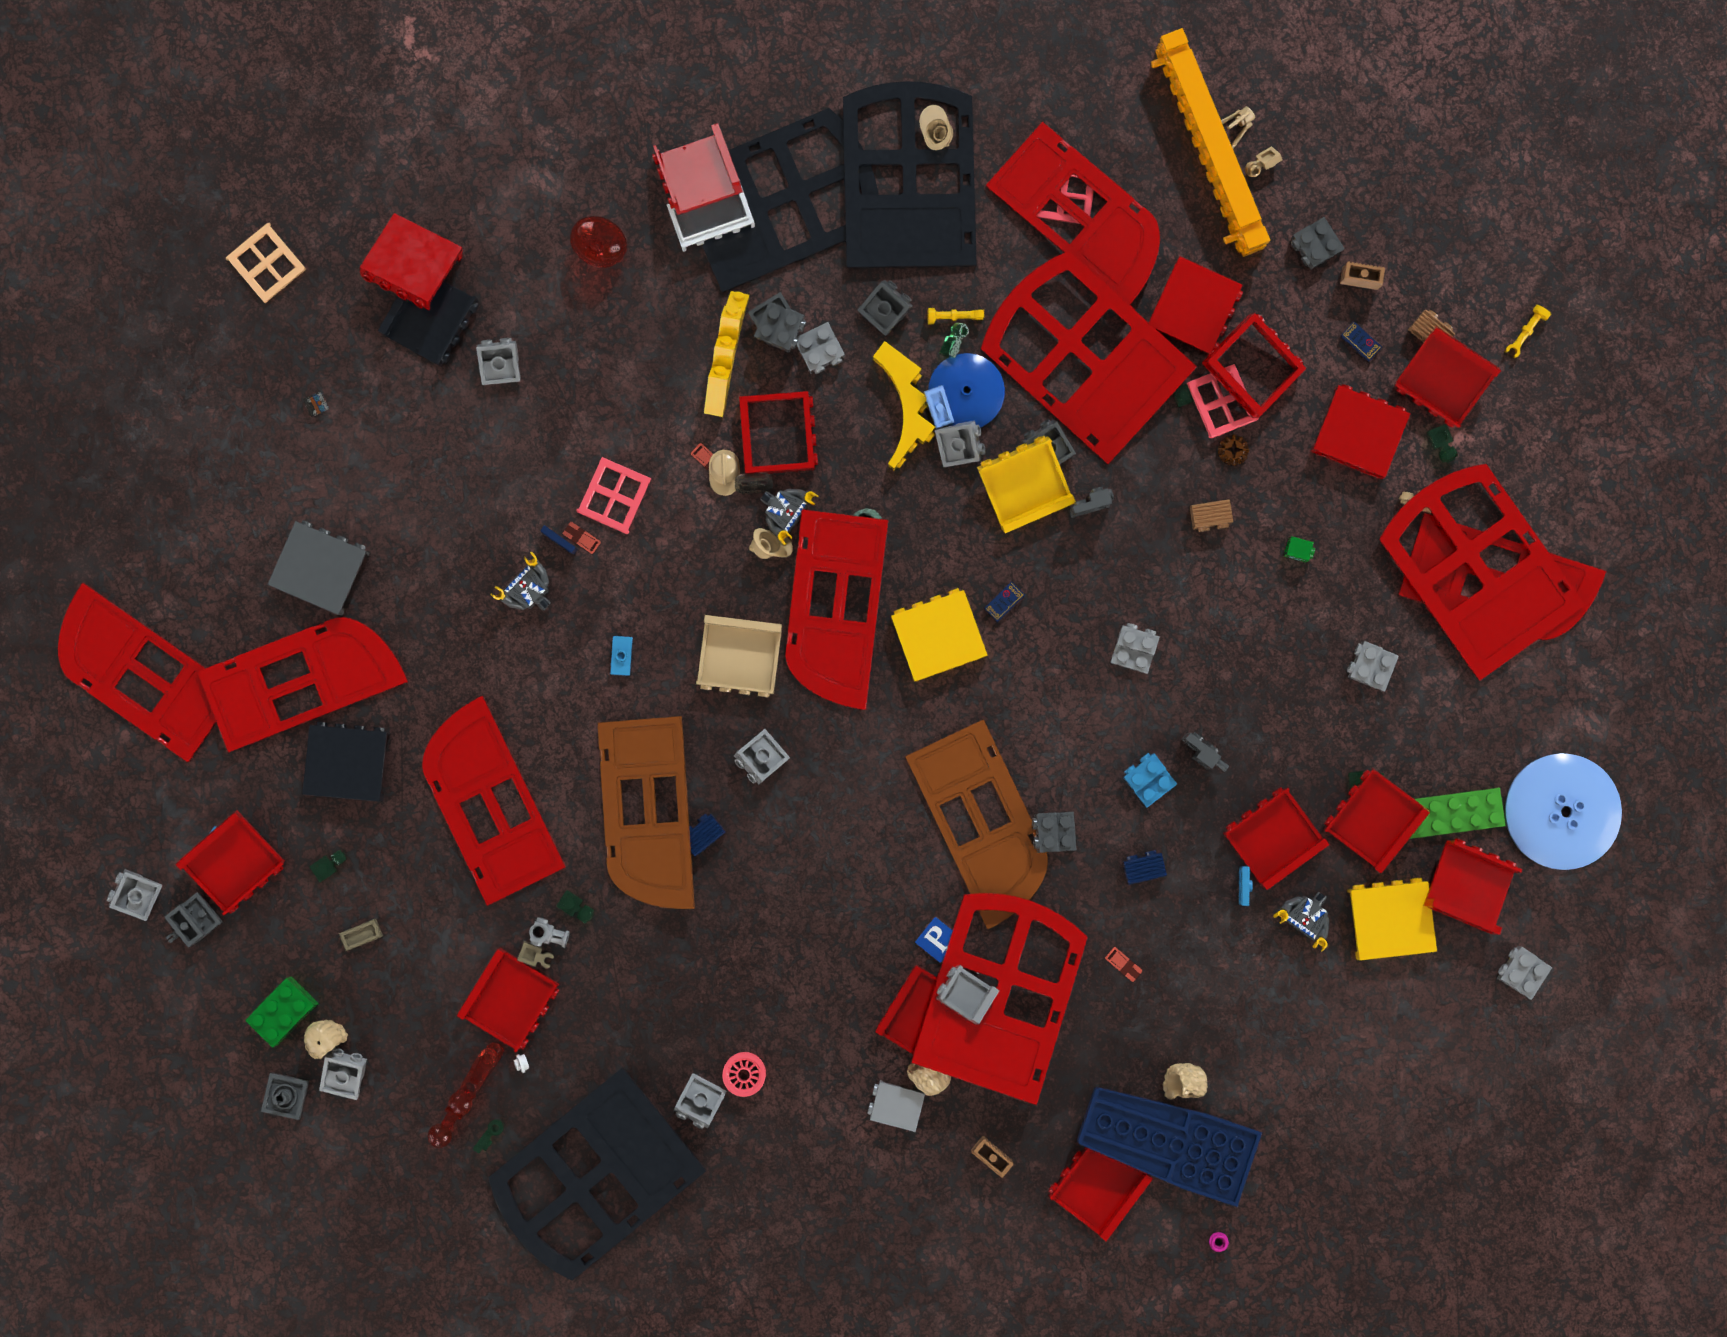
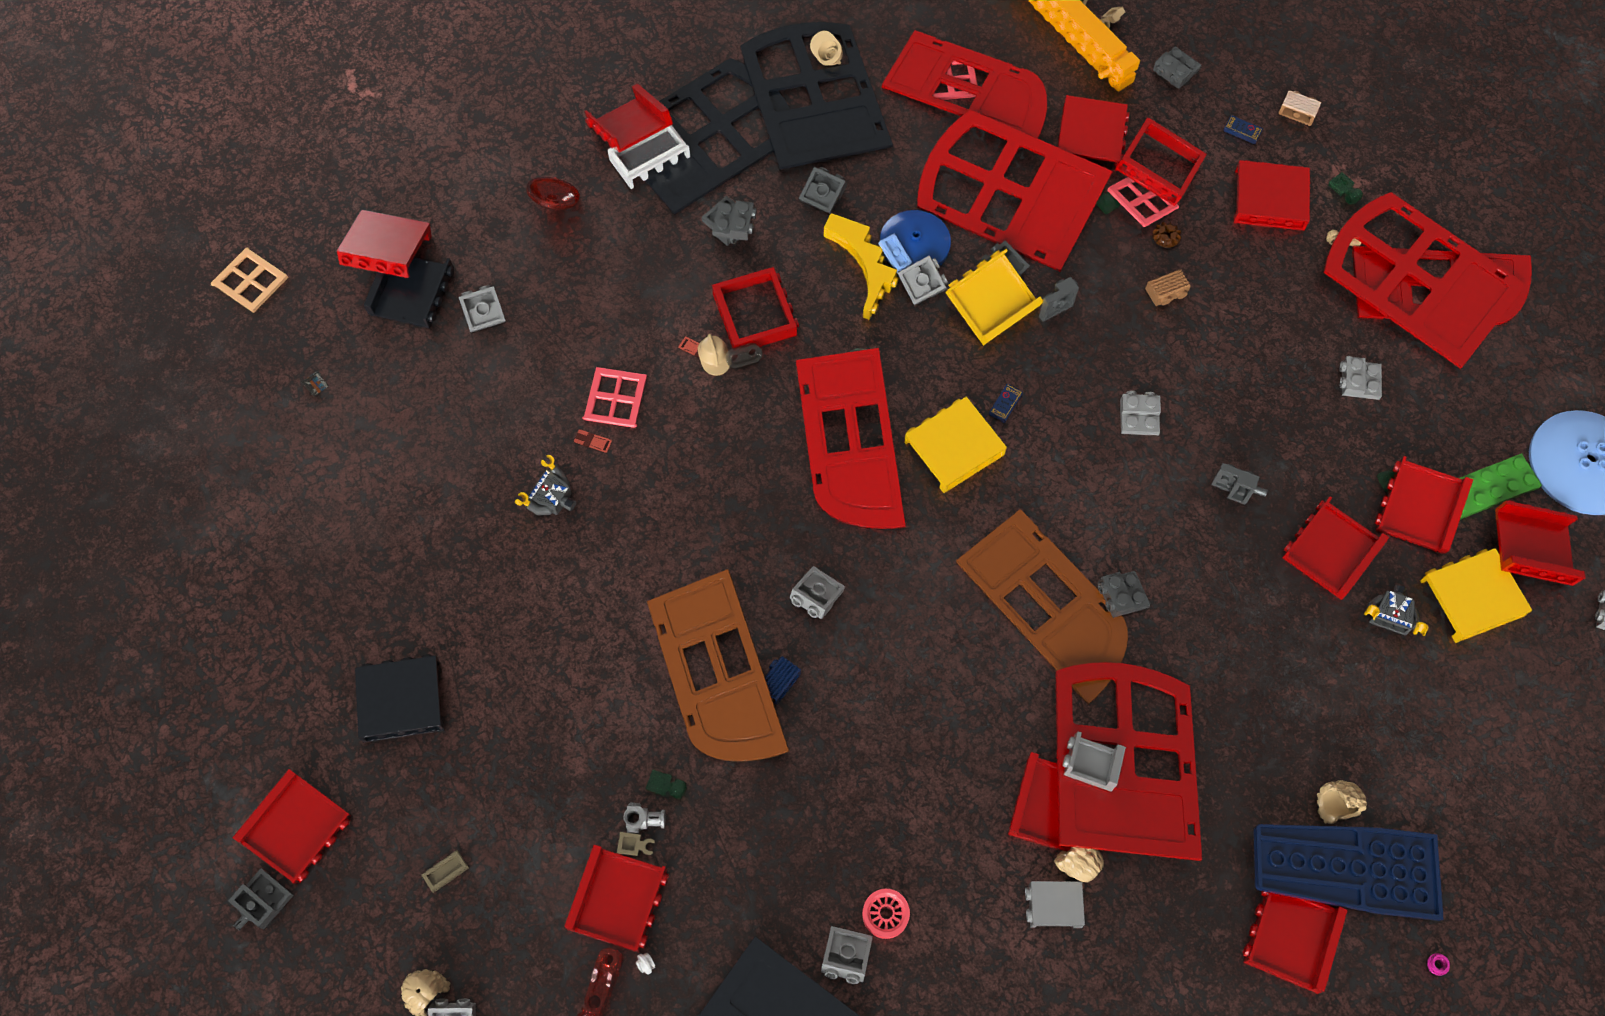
camera: 15 degrees left, 20 degrees down
(102, 644) = (131, 642): red door -> none
(134, 894) = (192, 888): light grey plate -> none
(281, 1011) = (372, 974): green brick -> none
(317, 567) = (339, 522): dark grey panel -> none
(325, 868) = (394, 811): clear green plate -> none
(343, 663) = (379, 608): red door -> none
(468, 760) = (527, 665): red door -> none
(558, 539) = (571, 444): dark blue tile -> none
(621, 655) = (655, 534): dark azure plate -> none
(724, 353) = (690, 256): yellow arch -> none
(739, 655) = (770, 505): tan panel -> none
(767, 545) = (771, 403): tan piece -> none
(785, 510) = (780, 369): torso -> none
(820, 348) = (774, 236): light grey plate -> none
(935, 939) = (1041, 726): blue piece -> none
(952, 343) = (891, 206): clear green plate -> none
(953, 315) = (866, 187): yellow piece -> none
(992, 1156) = (1173, 931): medium nougat brick -> none
(1123, 964) = (1234, 704): clear red sticker -> none
(1144, 868) = (1221, 605): dark blue brick -> none
(1149, 779) = (1195, 524): dark azure plate -> none
(1245, 885) = (1323, 598): dark azure plate -> none
(1299, 549) = (1256, 297): green brick -> none
(1362, 275) = (1225, 77): medium nougat brick -> none
(1446, 377) = (1329, 133): red panel -> none
(1539, 313) = (1383, 75): yellow piece -> none

